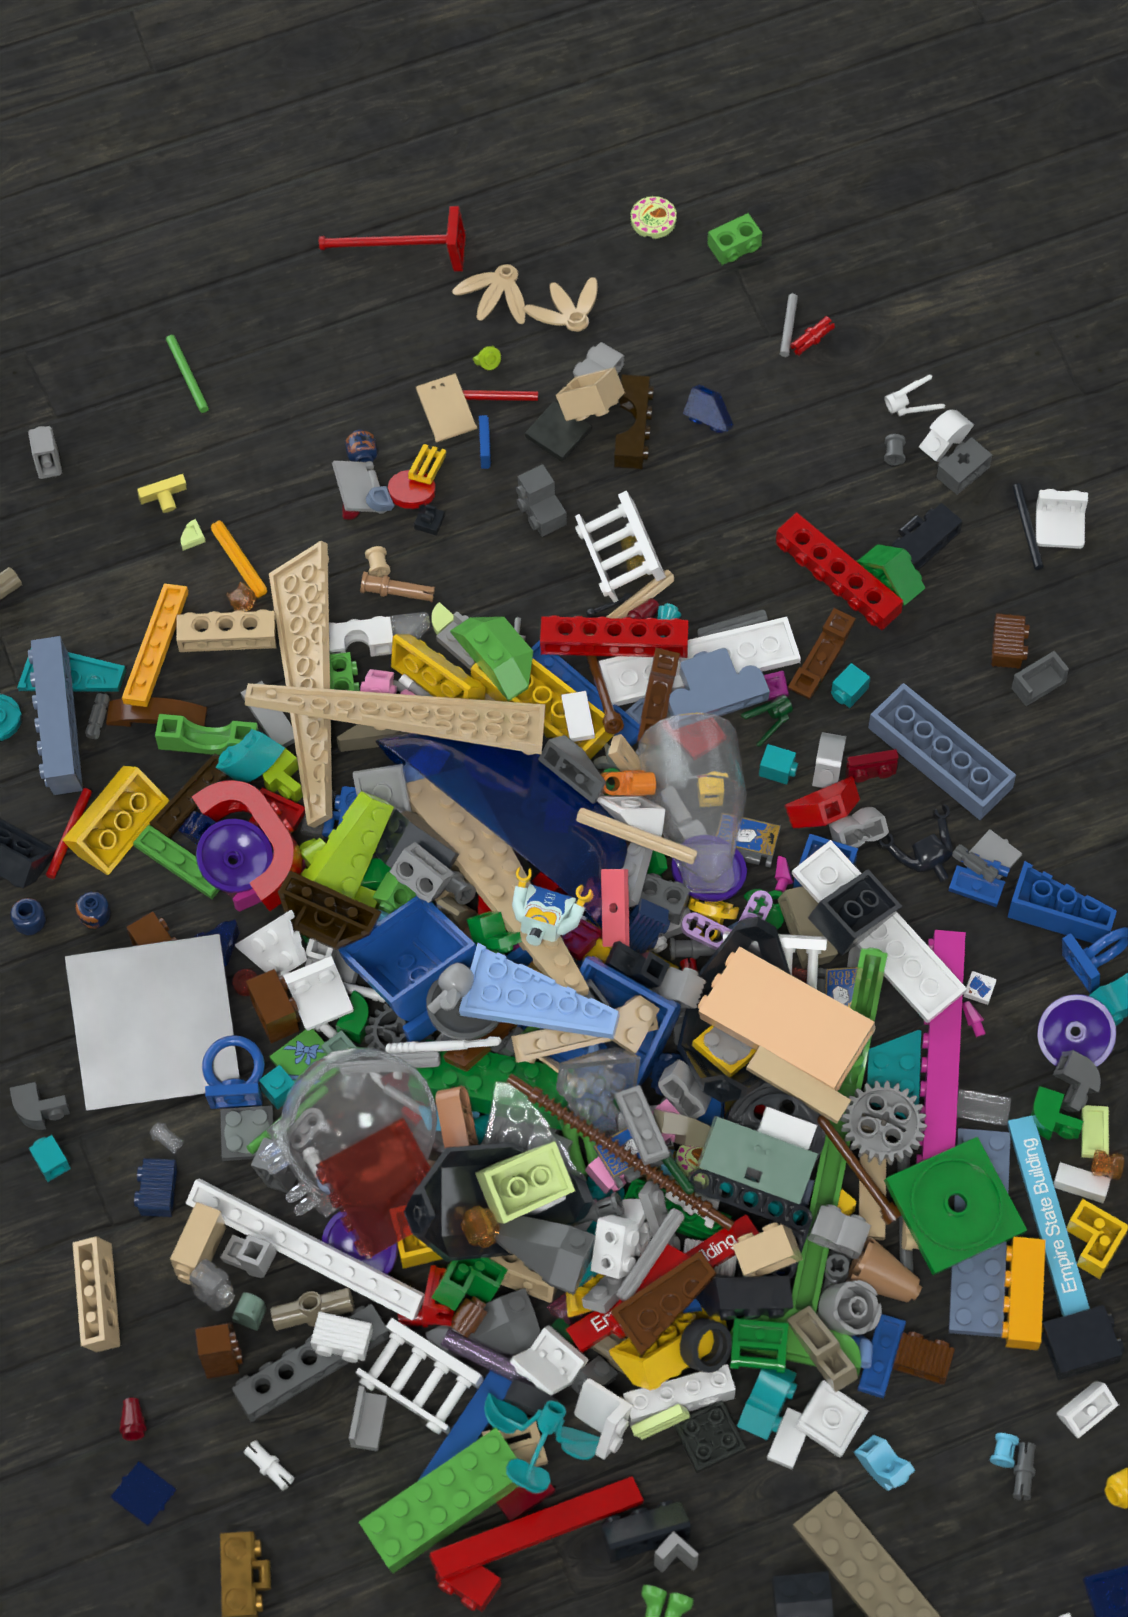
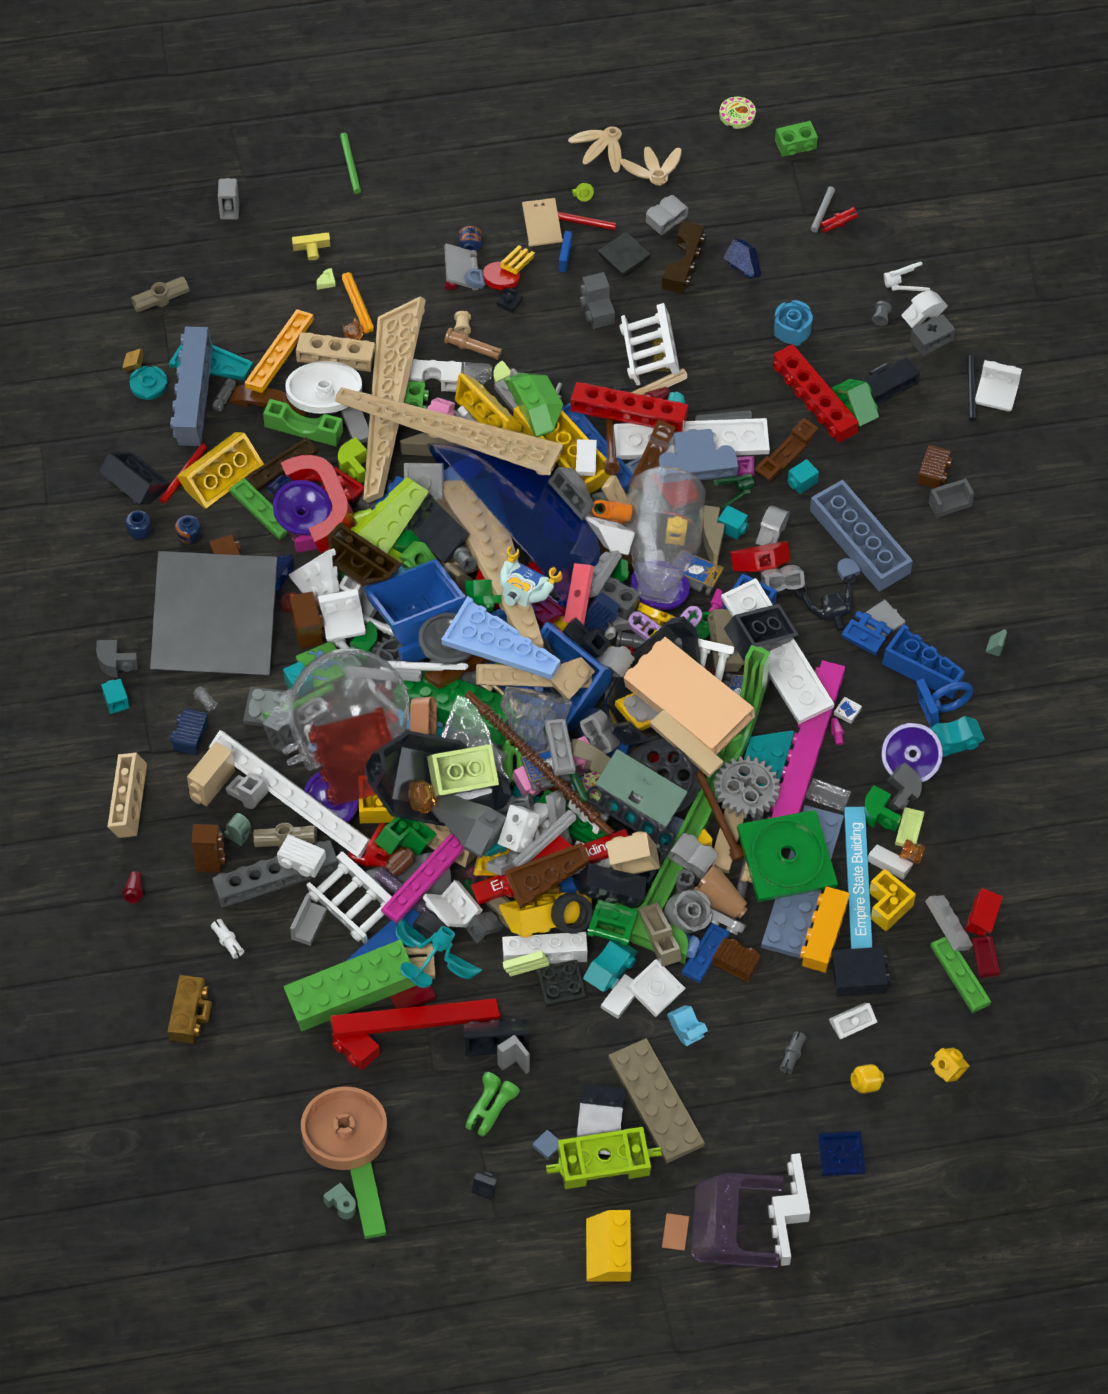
camera: 10 degrees right, 5 degrees down
(143, 1493) = (130, 940): clear blue piece -> none
(212, 1285) = (214, 804): clear brick -> none
(216, 680) = (317, 383): none -> white dish
(233, 1092) = (262, 674): blue tile -> none
(249, 757) = (331, 441): teal brick -> none
(424, 868) = (440, 538): light grey brick -> none
(453, 239) = (578, 99): red tile -> none
(455, 984) = (442, 620): light grey piece -> none
(505, 1336) = (423, 879): none -> dark pink tile
(590, 394) = (654, 230): tan piece -> none
(605, 1414) = (485, 949): white bracket -> none
(636, 836) = (608, 547): tan axle -> none
(757, 785) = (712, 533): none -> dark tan slope
(787, 1128) = (670, 770): white tile -> none
(789, 483) = (793, 322): none -> dark azure brick
(872, 765) = (805, 536): dark red plate -> none
(908, 1311) = (733, 925): none -> light grey plate
(933, 797) = (847, 567): none -> sand blue tile
(975, 863) = (865, 619): dark grey axle -> none
(1004, 1450) = (781, 1035): medium azure bush -> none

